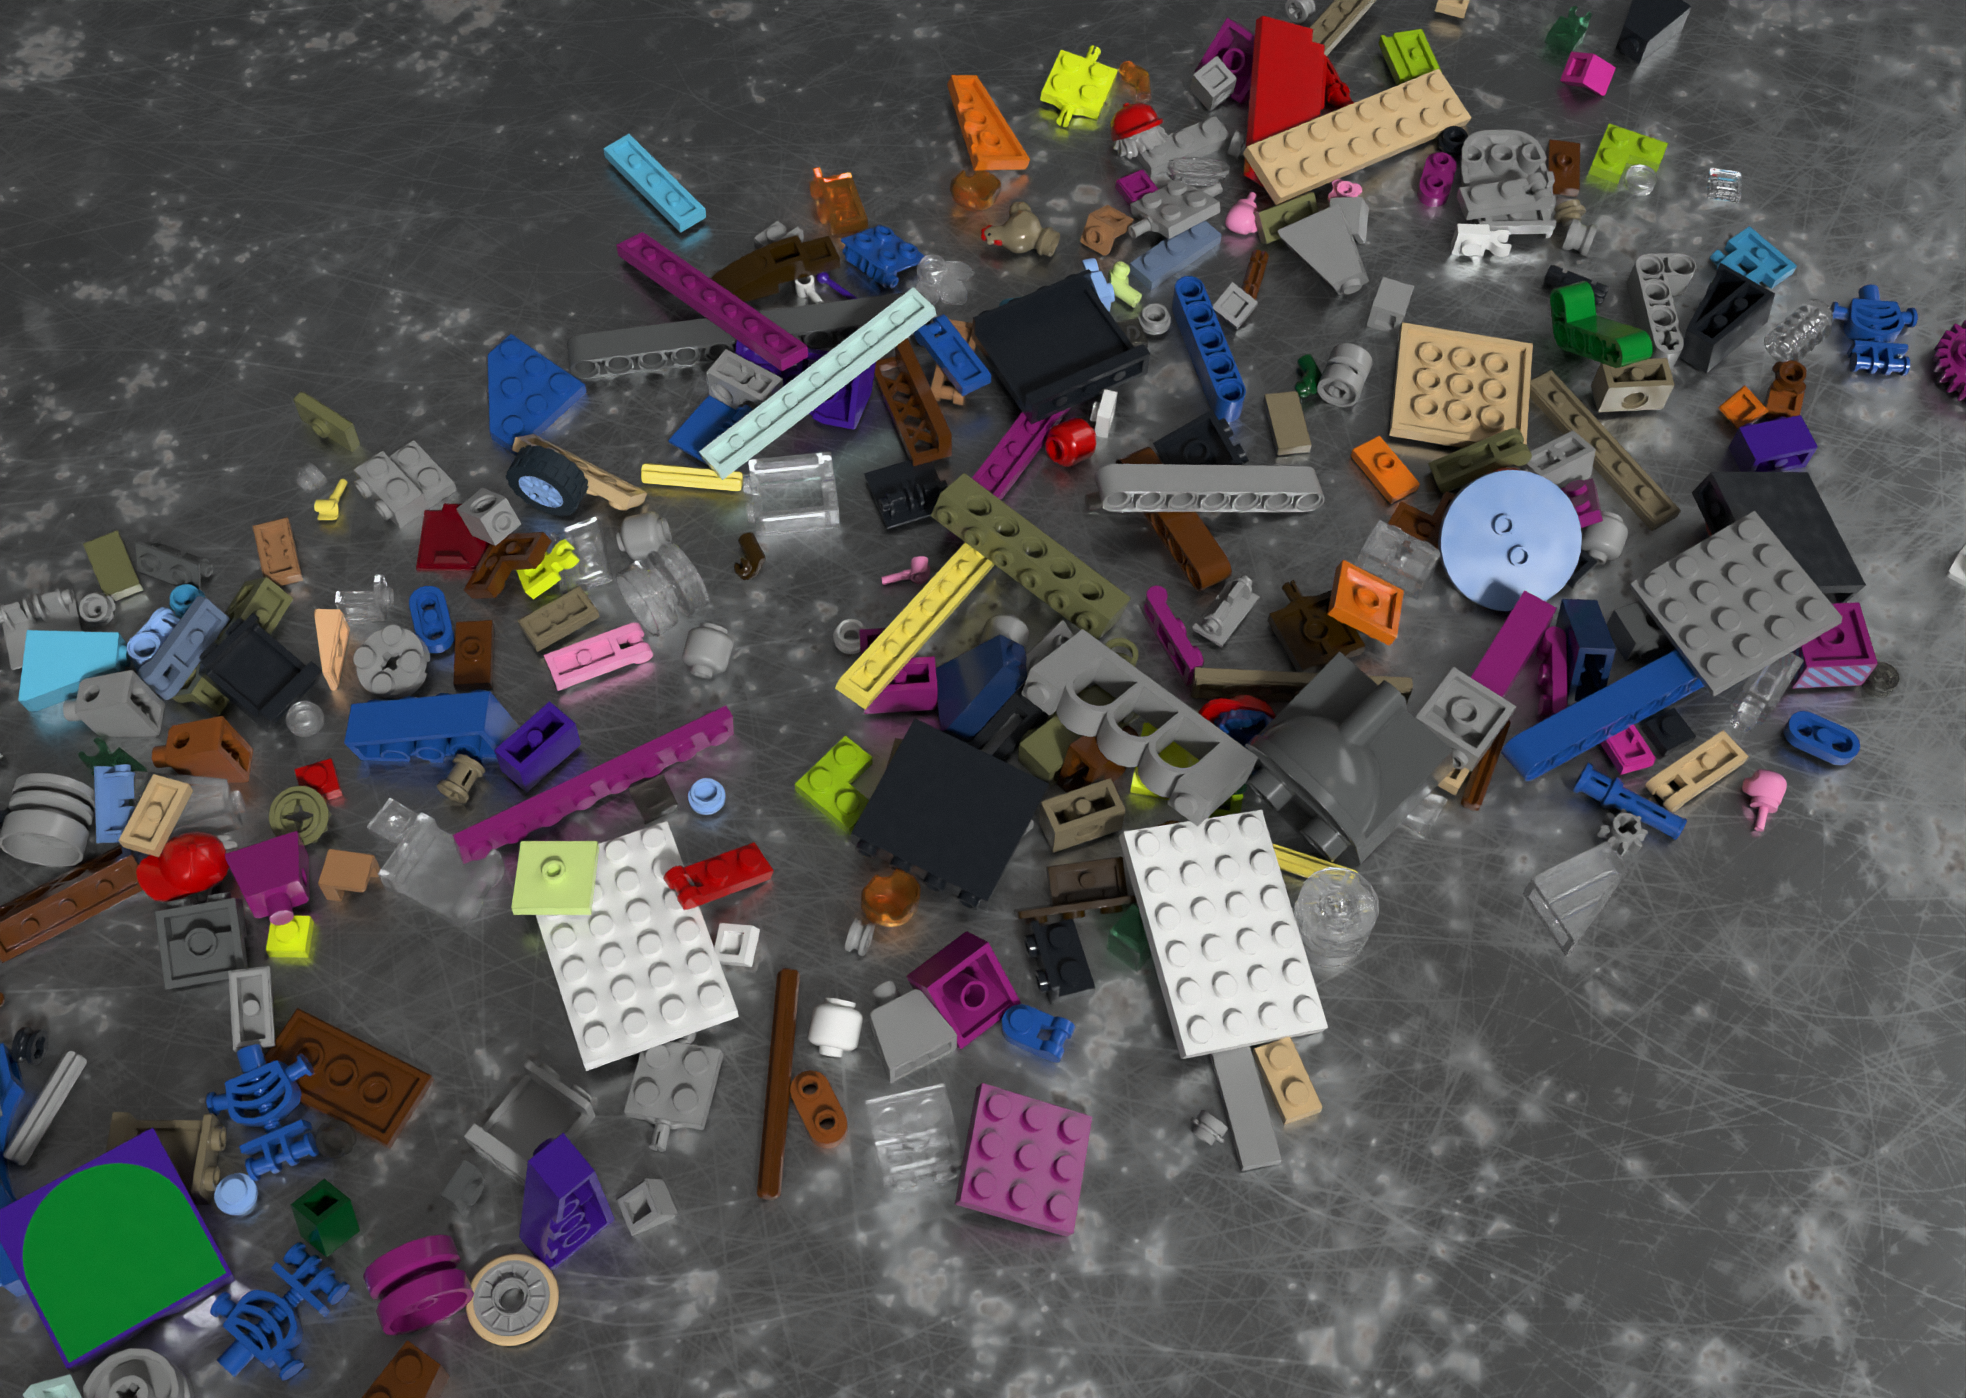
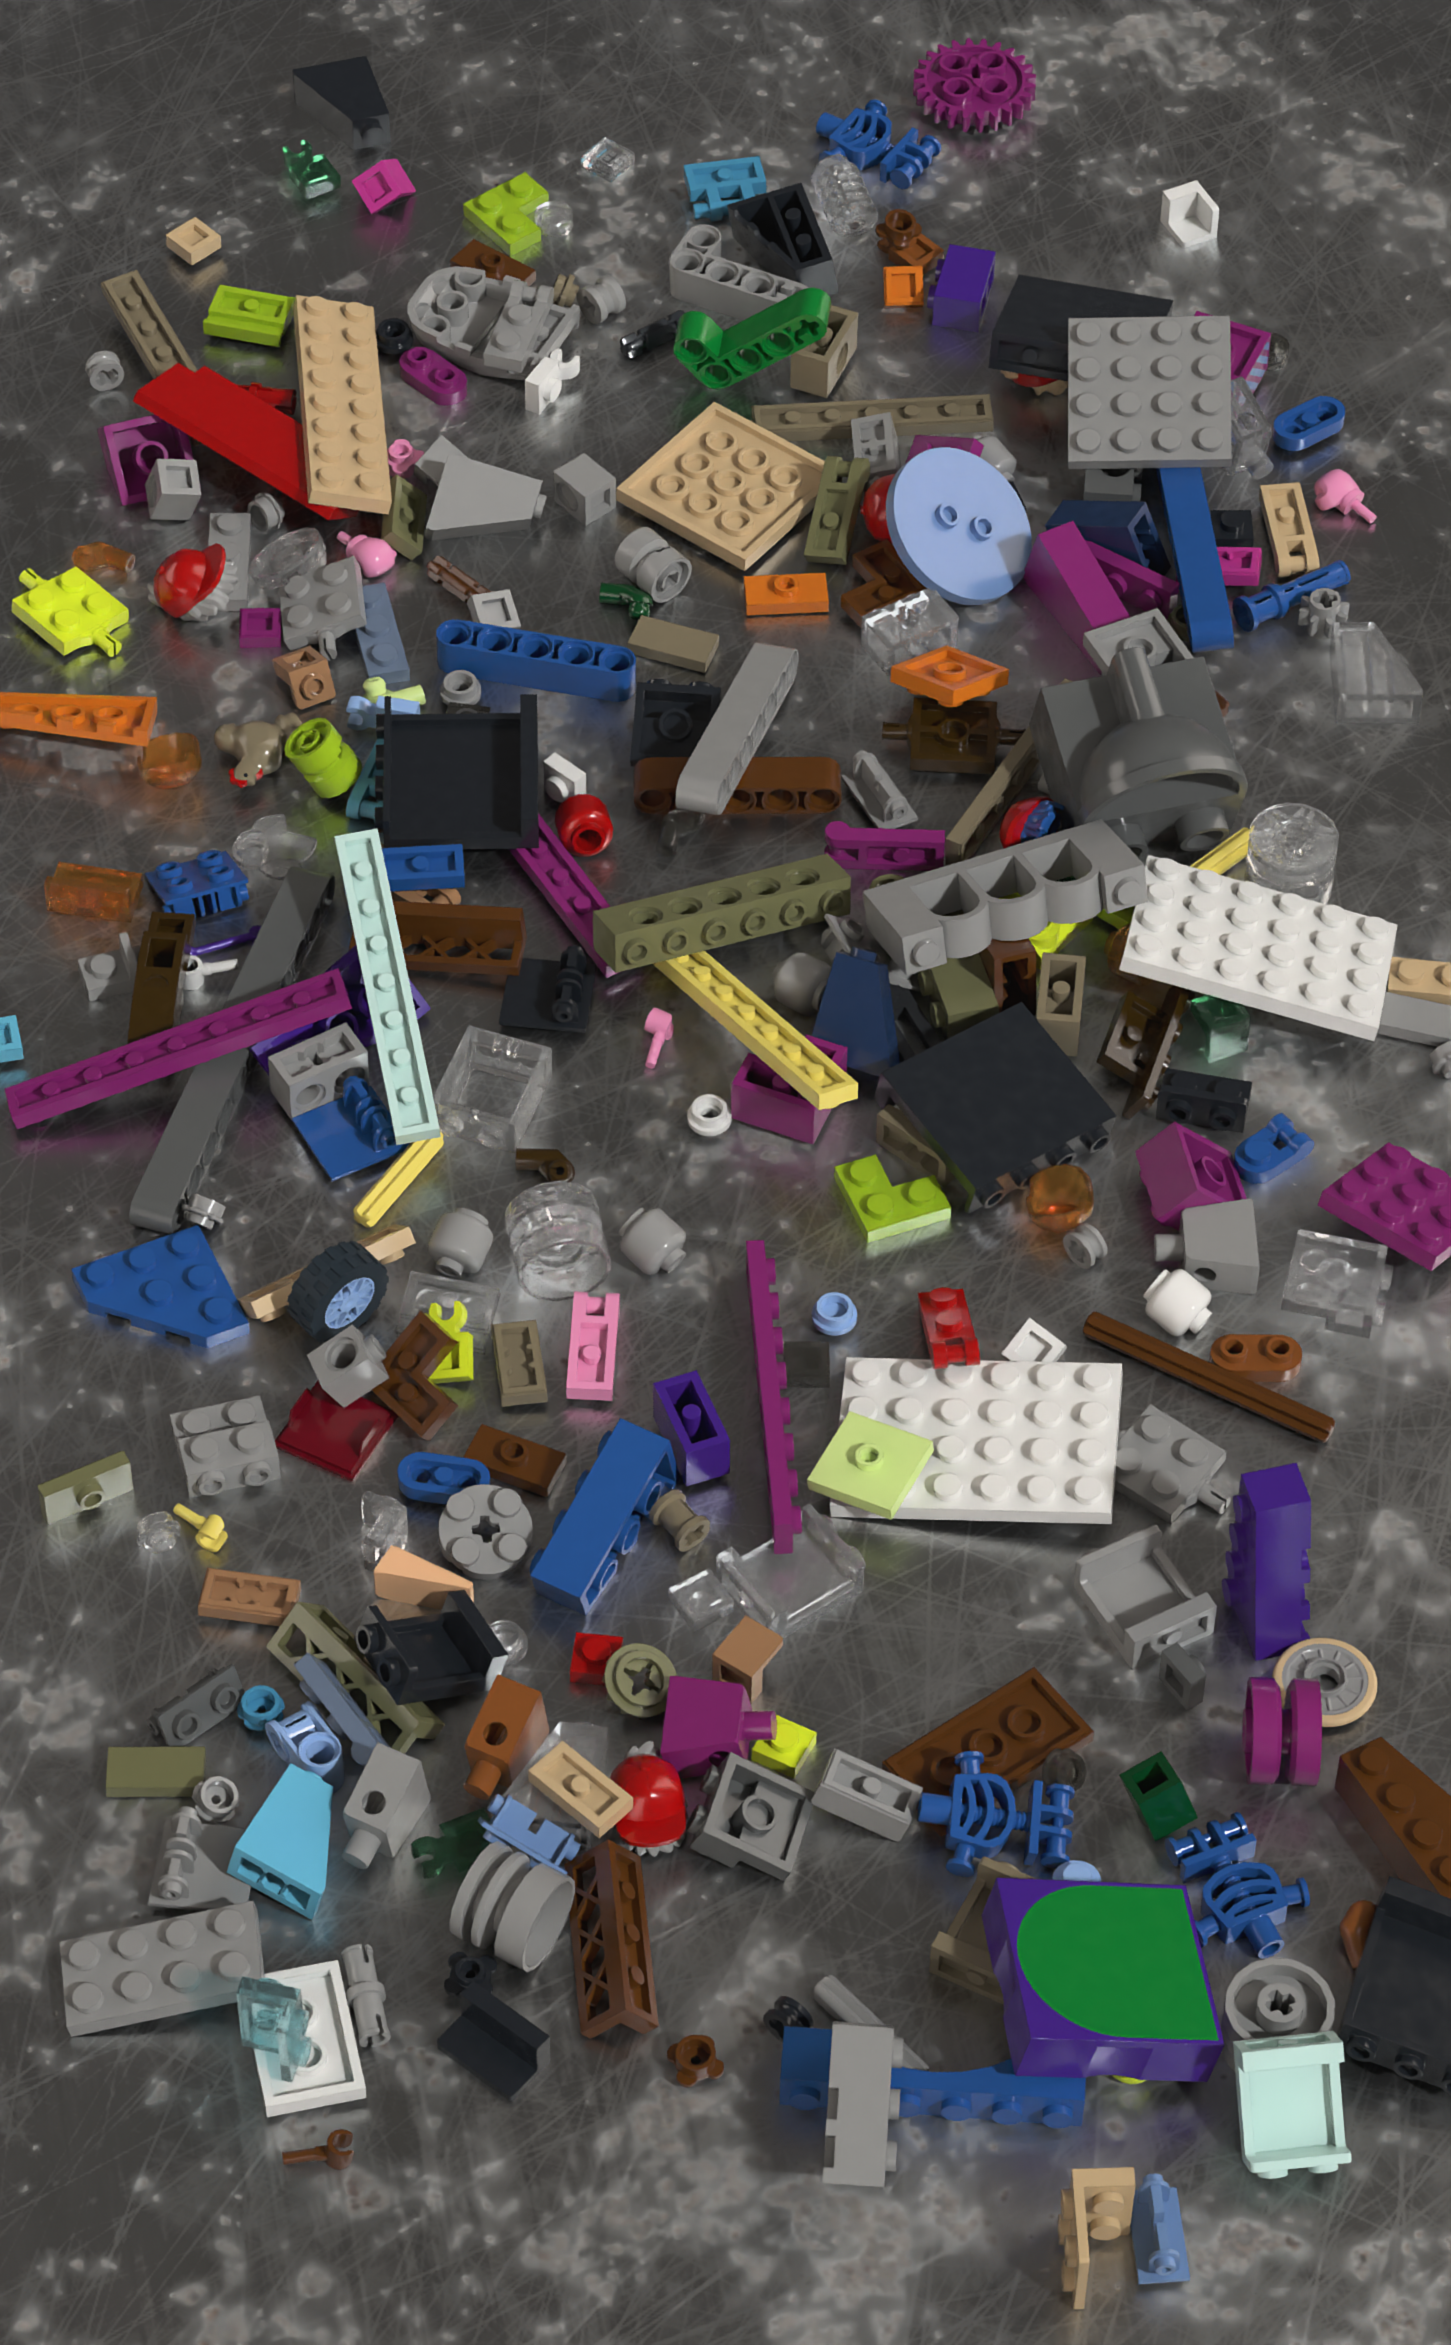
camera: 60 degrees left, 10 degrees down
(596, 381) = (204, 1211): none -> light grey plate
(1025, 263) = (322, 757): none -> lime wheel

